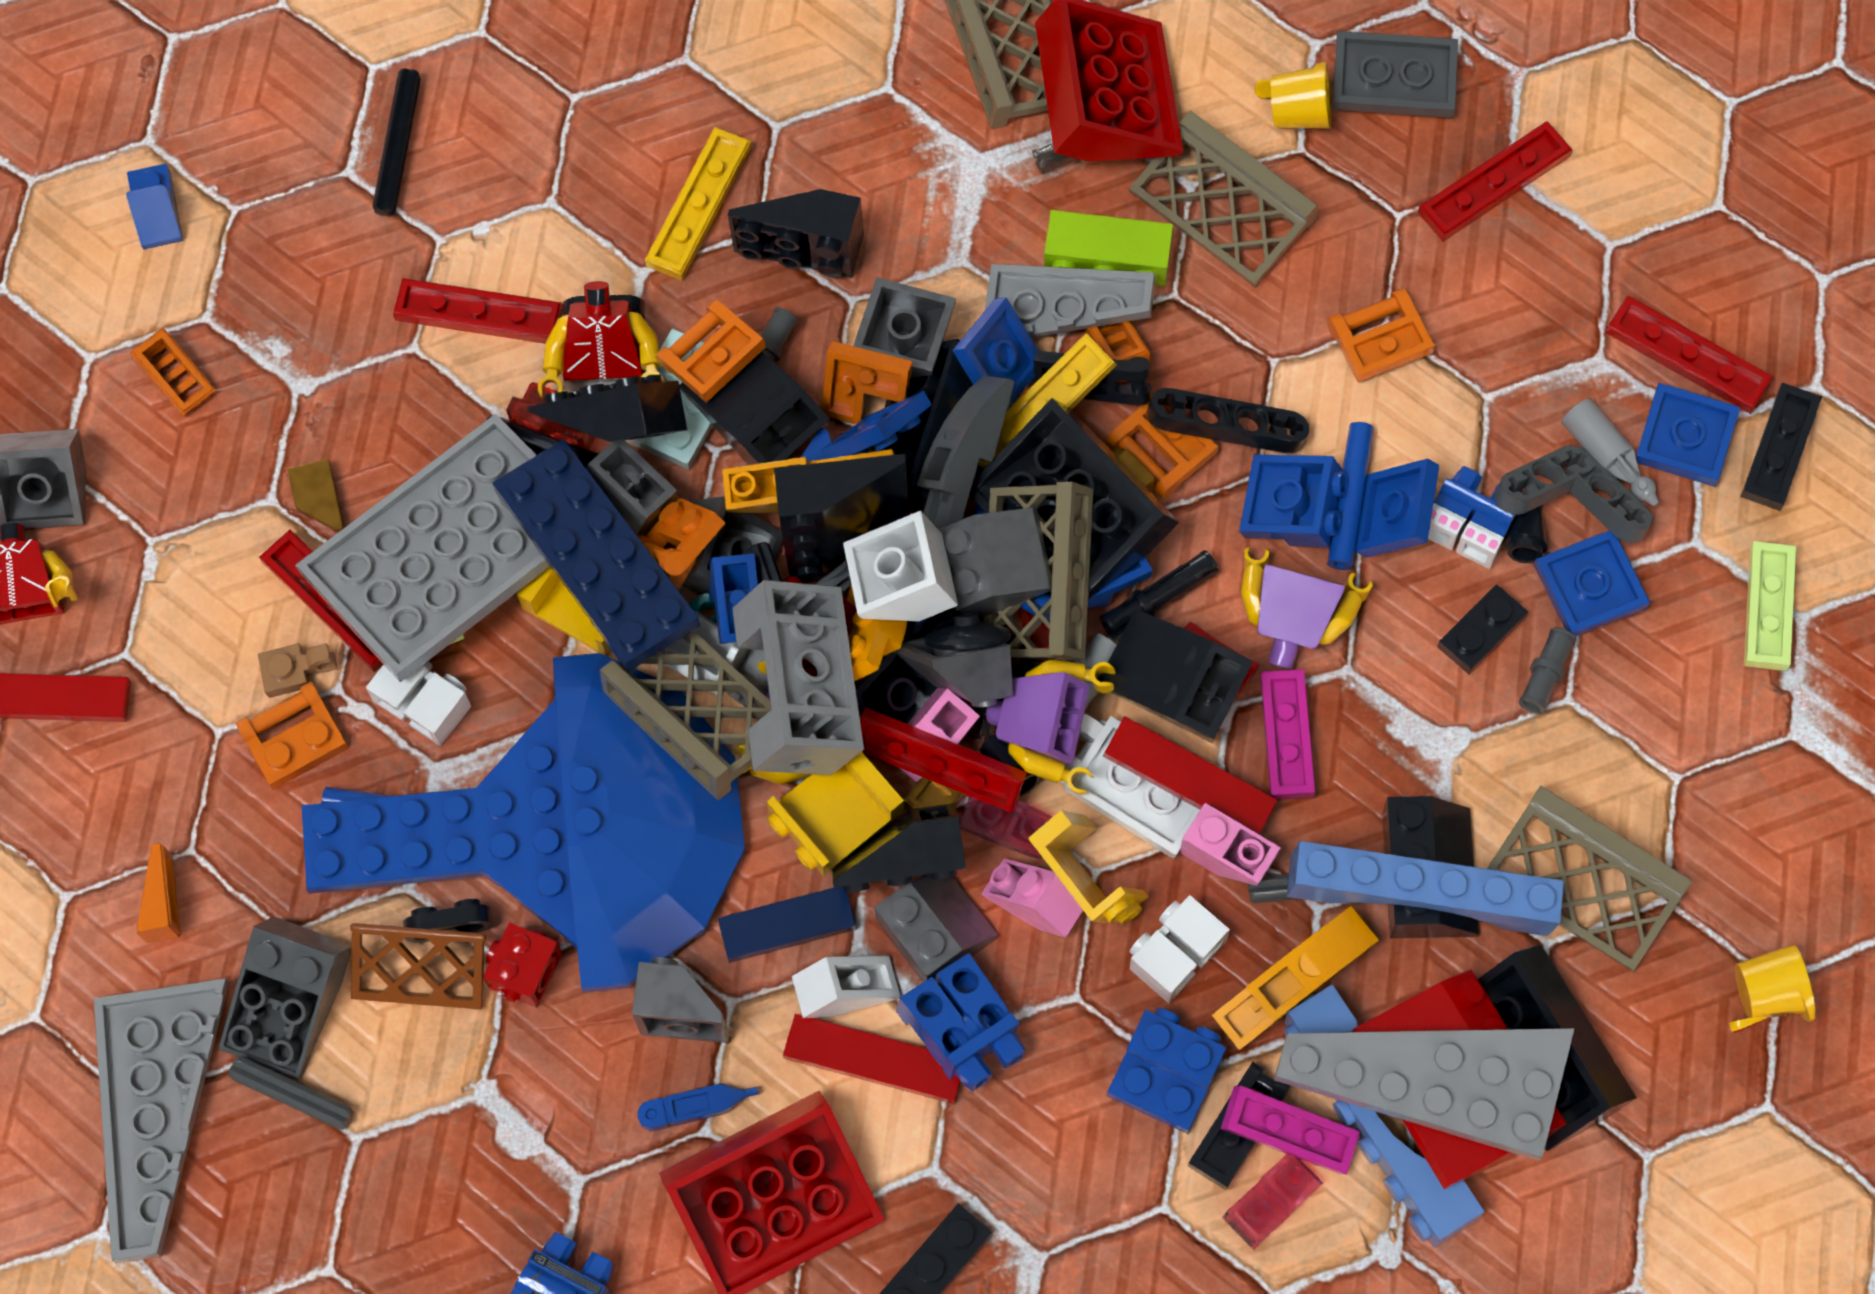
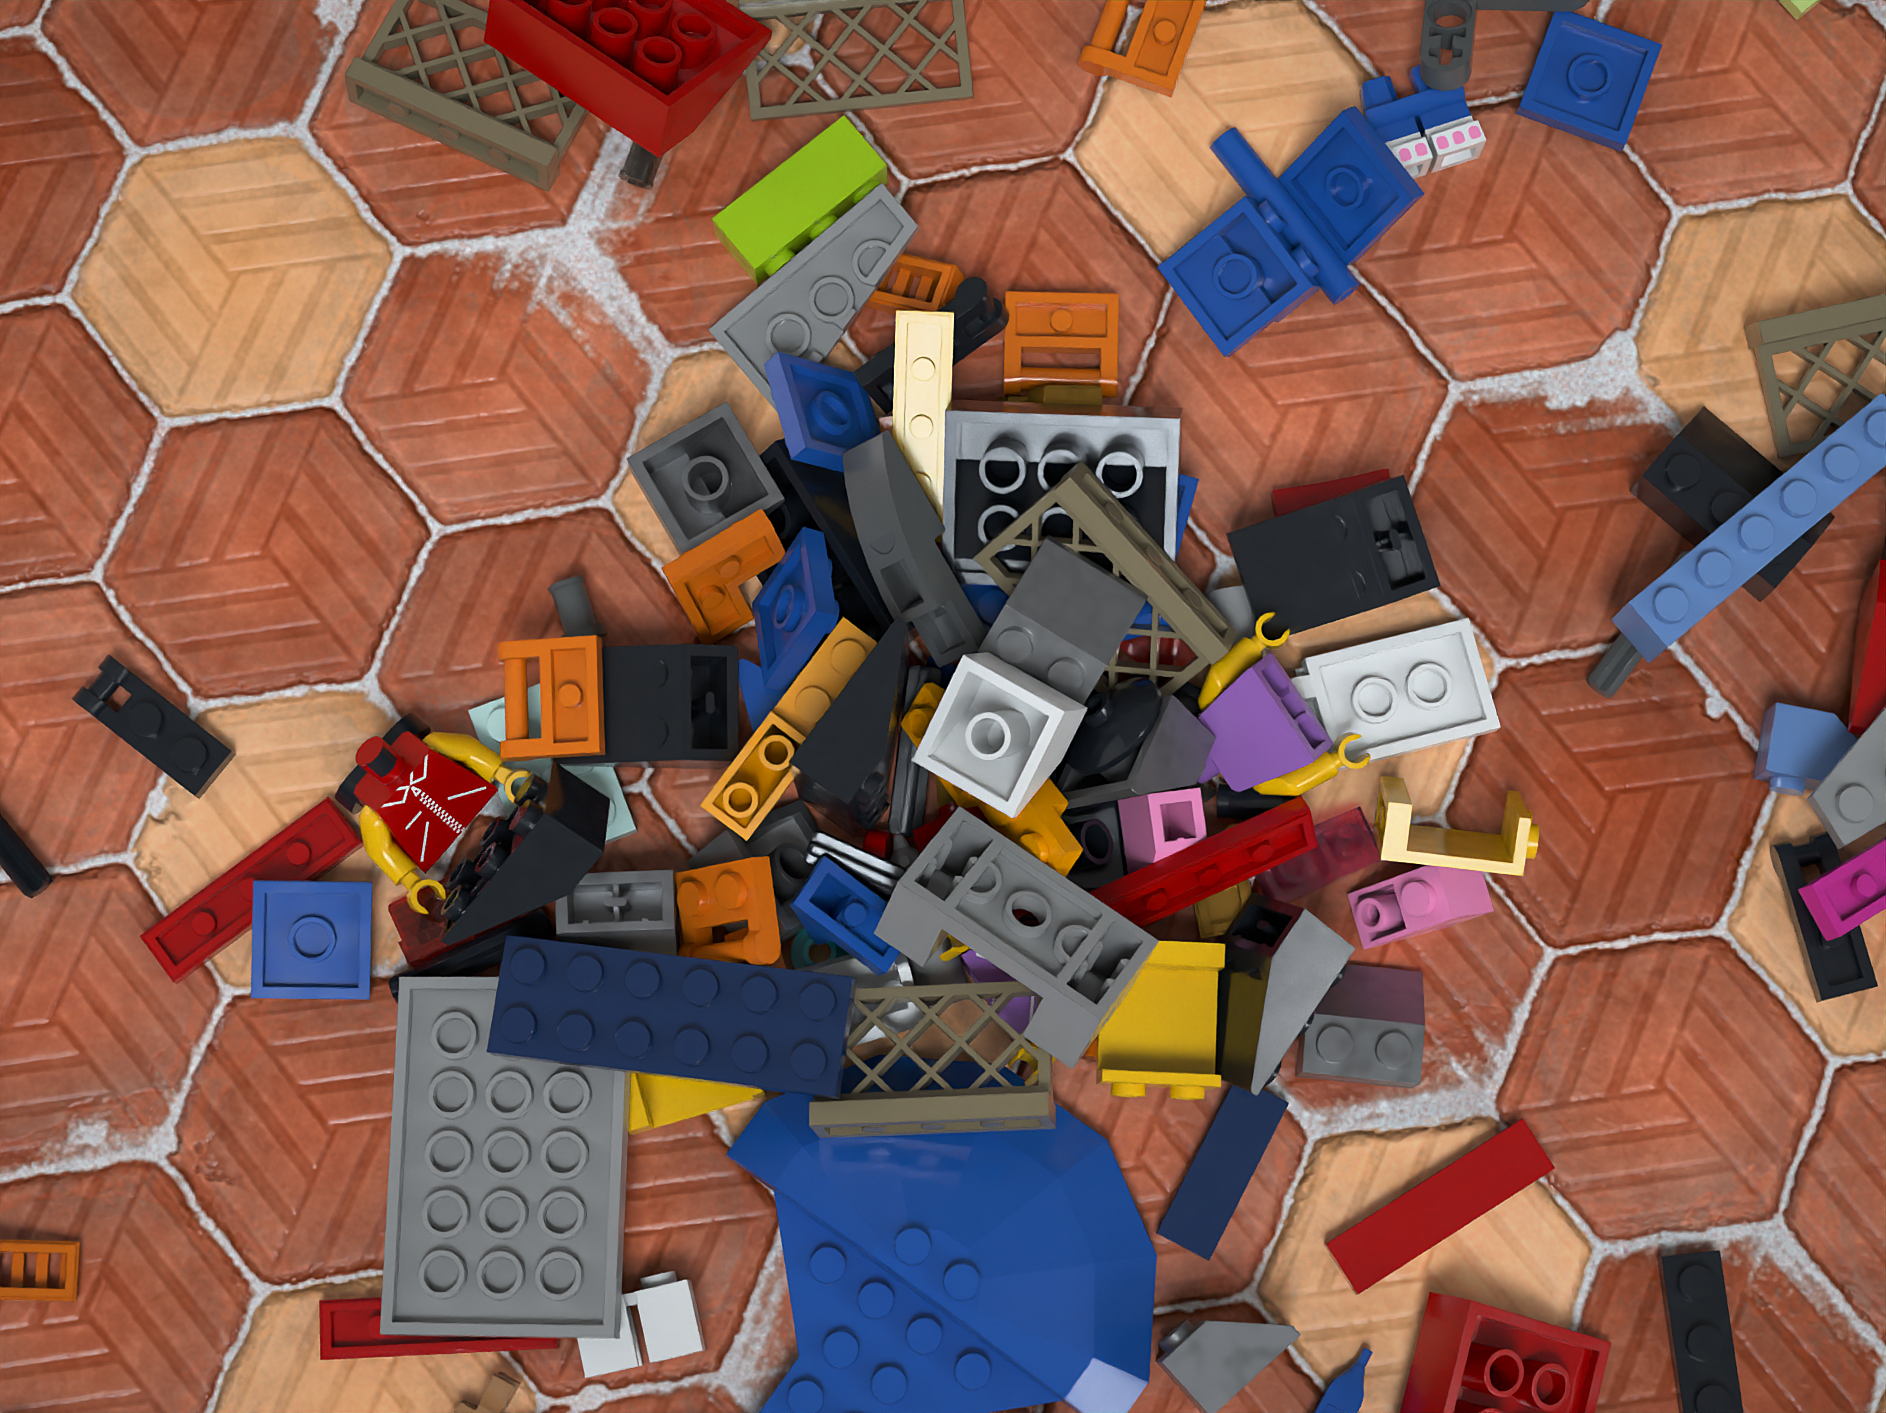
camera: 50 degrees left, 10 degrees up
(316, 493) = (304, 1238): pearl gold tile -> none
(476, 357) = (311, 939): none -> blue plate
(519, 192) = (156, 728): none -> black plate
(698, 204) = (348, 558): yellow tile -> none
(802, 230) = (504, 474): black slope -> none
(845, 985) = (1345, 1170): white slope -> none
(962, 1022) = (1490, 1088): blue hips -> none
(1160, 593) = (1215, 505): black pin -> none
(1167, 1069) = (1706, 933): blue plate -> none
(1171, 954) = (1594, 784): white piece -> none
(1187, 775) = (1439, 642): red tile -> none
(1227, 427) = (1105, 262): black beam -> none
(1227, 847) = (1548, 670): bright pink slope -> none
(1287, 734) = (1476, 507): dark pink plate -> none
(1295, 977) = (1735, 729): light orange slope -> none
(1297, 607) = (1359, 376): medium lavender torso -> none
(1482, 629) = (1536, 223): black plate -> none
(1527, 536) = (1488, 93): black cone -> none
(1547, 670) = (1637, 203): dark grey pin -> none

